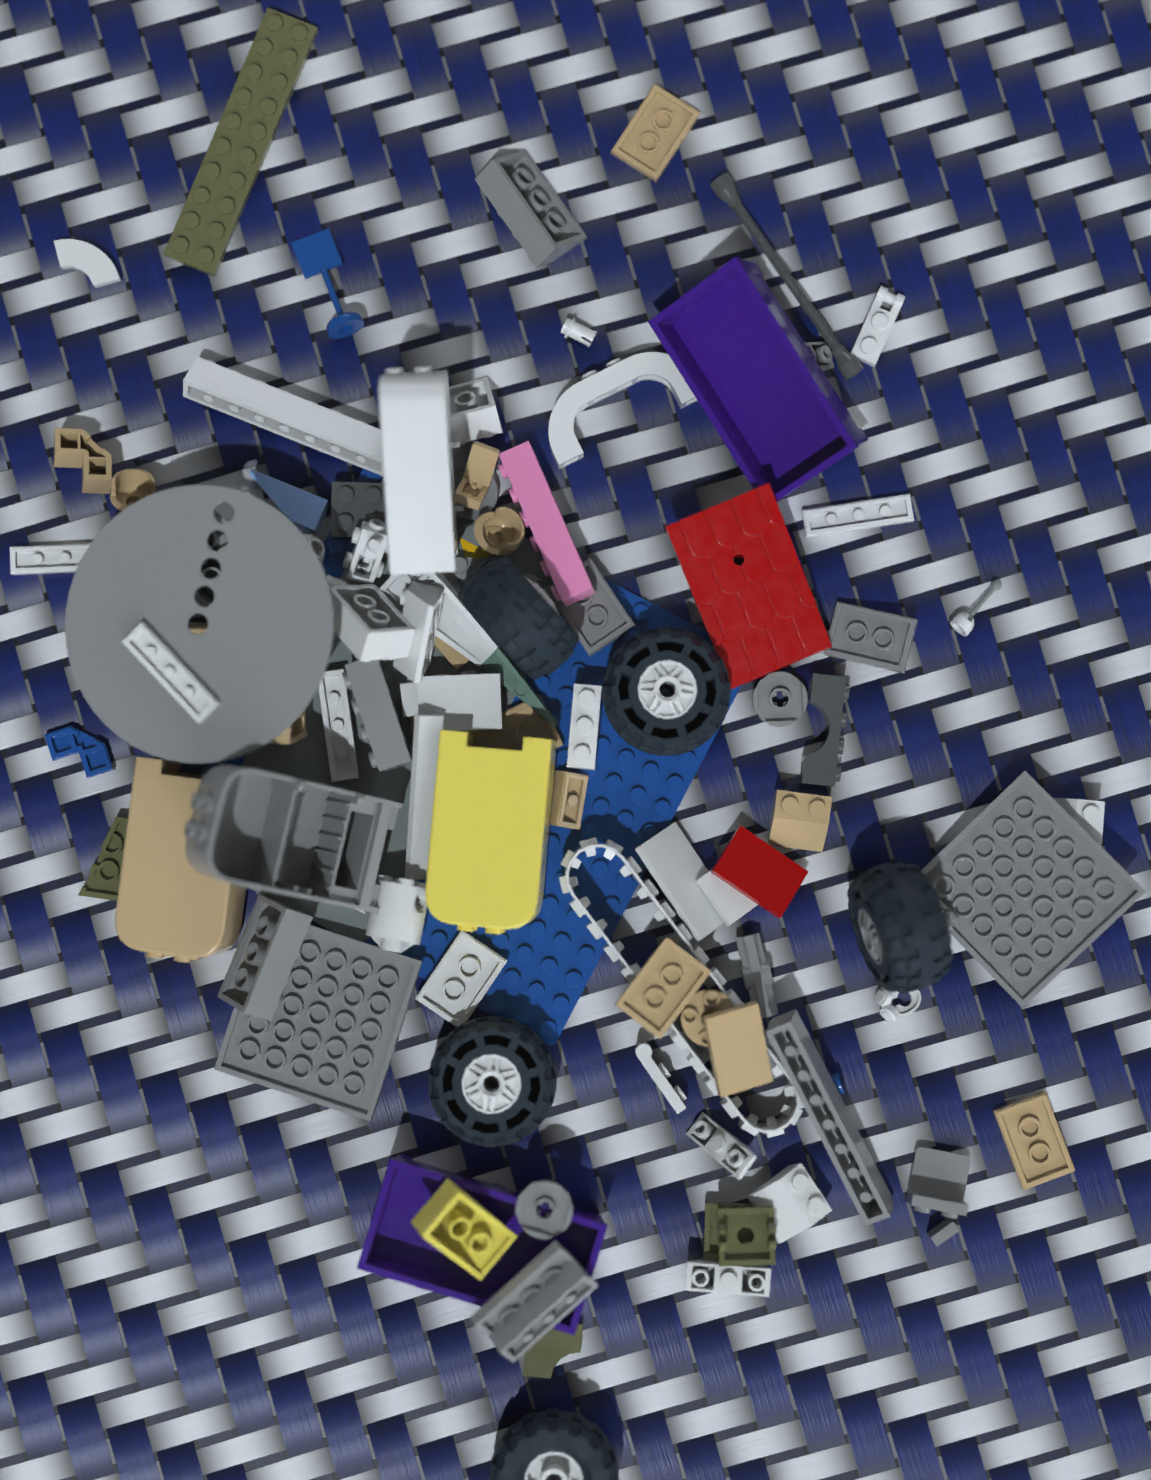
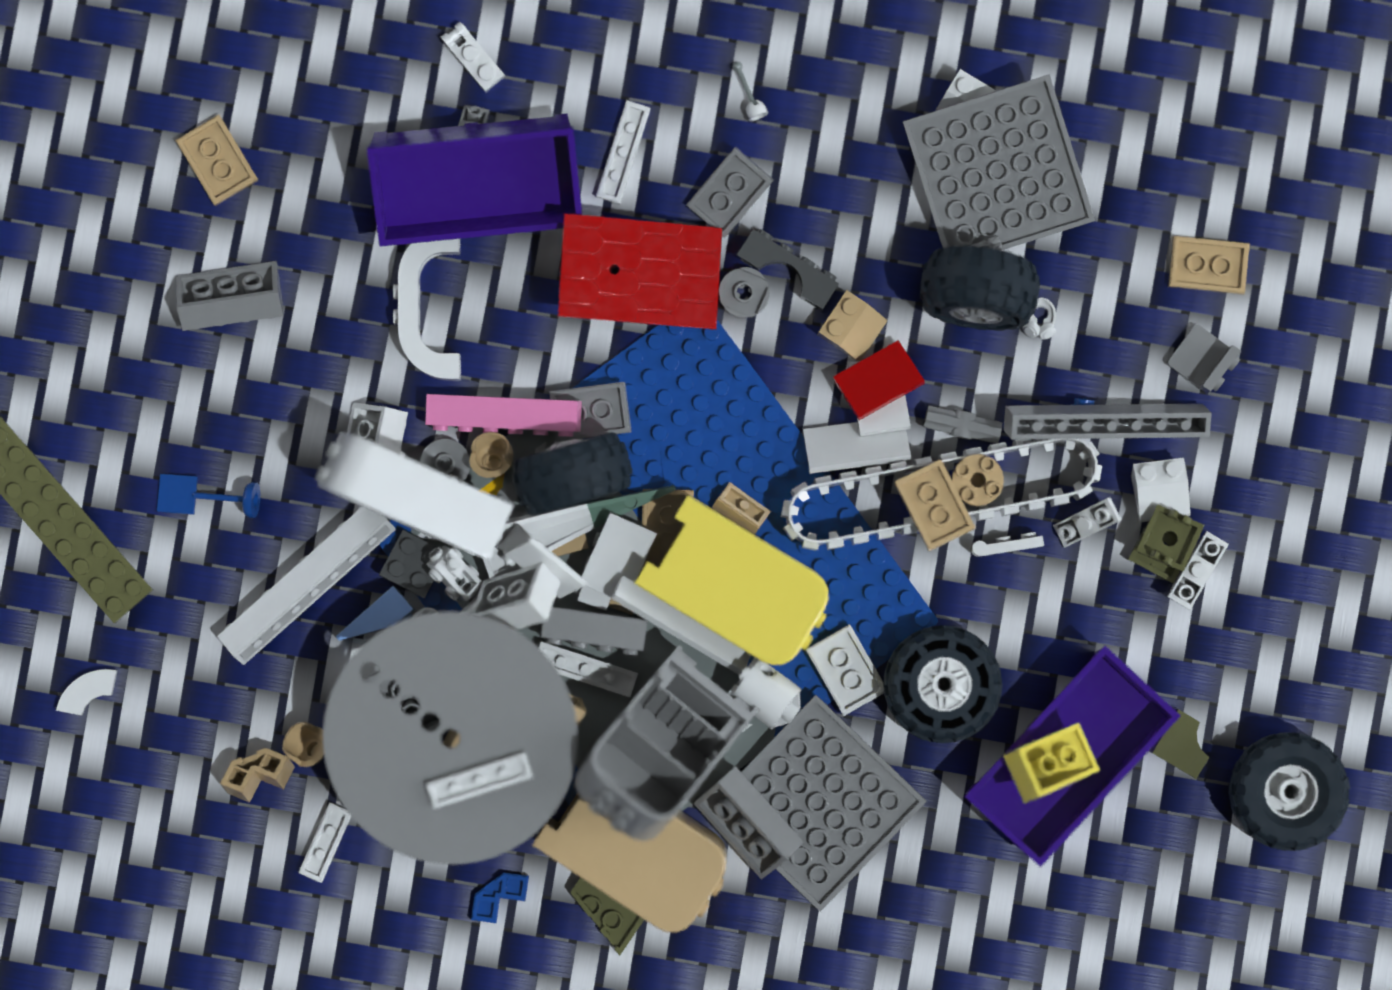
camera: 70 degrees left, 0 degrees up
(477, 476) = (436, 450): tan bracket -> none
(534, 1301) = (1137, 734): light grey slope -> none
(552, 1223) = (1081, 689): light grey plate -> none
(578, 332) = (354, 307): white pin -> none
(584, 726) = (688, 465): white brick -> none
(661, 723) = (700, 411): black wheel -> none
(726, 191) = (297, 125): dark grey hose -> none
(737, 1048) = (1014, 468): tan tile -> none
(943, 1231) = (1246, 376): light grey tile -> none

